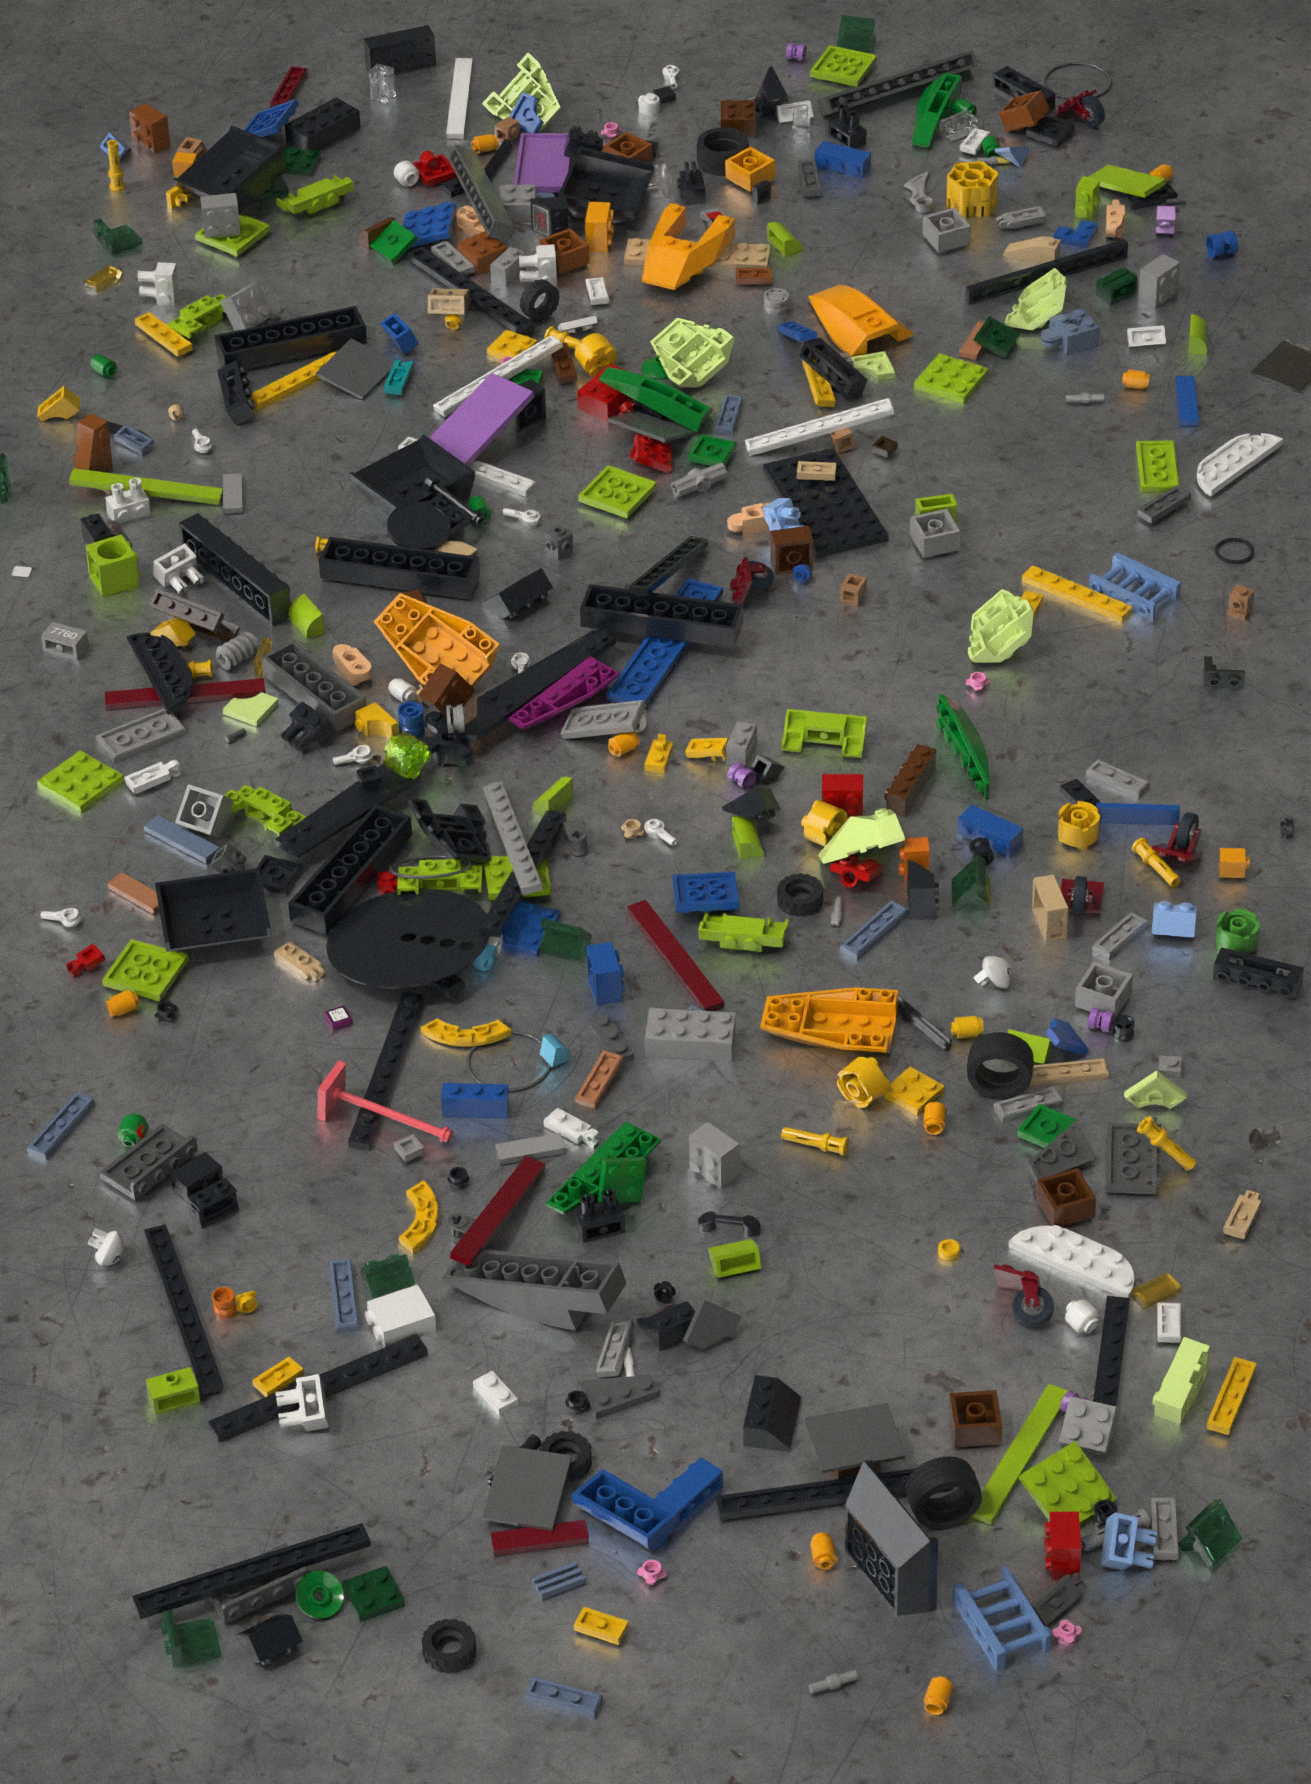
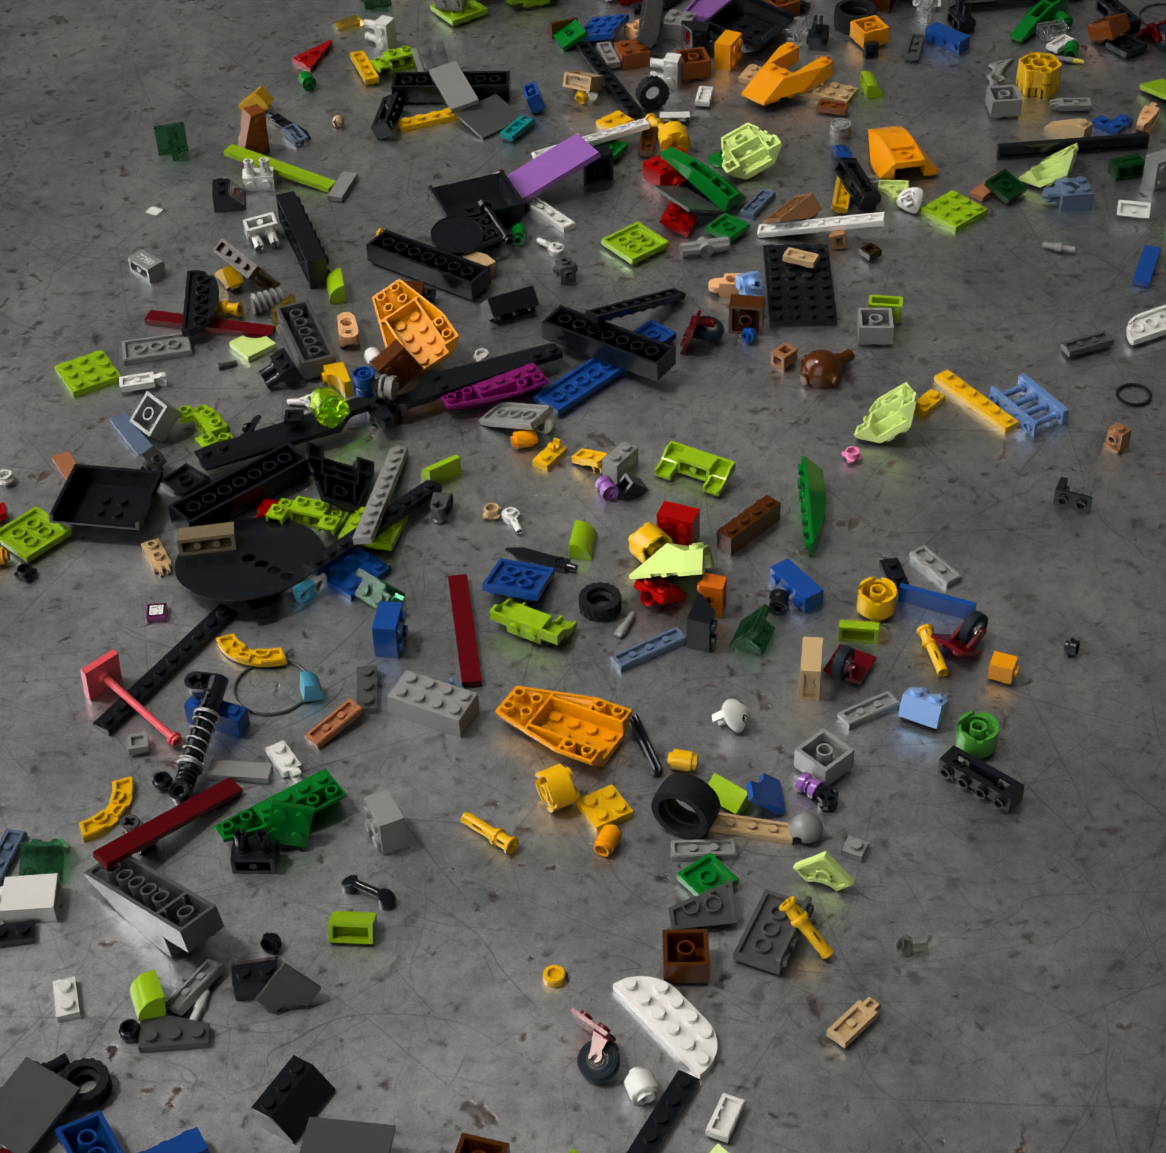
camera: 20 degrees right, 0 degrees up
(86, 332) = (312, 57): none -> red wing
(112, 565) = (214, 218): lime brick -> none
(202, 443) = (342, 147): white plate -> none
(301, 340) = (453, 86): none -> light grey tile
(311, 799) = (250, 426): none -> black piece
(352, 928) = (206, 539): none -> dark tan brick
(428, 876) = (297, 511): dark grey piece -> none
(479, 1116) = (210, 690): none -> black piece
(506, 267) = (640, 66): light grey brick -> none
(579, 1366) = (148, 996): none -> lime brick
(712, 865) = (559, 563): none -> black piece
(754, 804) = (599, 514): black slope -> none
(782, 413) = (797, 208): none -> medium nougat slope
(900, 375) = (910, 199): none -> white piece
(902, 592) = (824, 368): none -> reddish brown piece
(1014, 154) = (1087, 57): medium blue slope -> none
(1074, 861) = (858, 631): none -> lime brick
(1087, 197) = (1131, 97): lime brick -> none
(1117, 1057) = (806, 826): none -> light grey hair
(1135, 379) = (1109, 240): light orange brick -> none
(1155, 1290) = (730, 1078): clear yellow tile -> none
(1157, 466) = (1096, 312): lime tile -> none

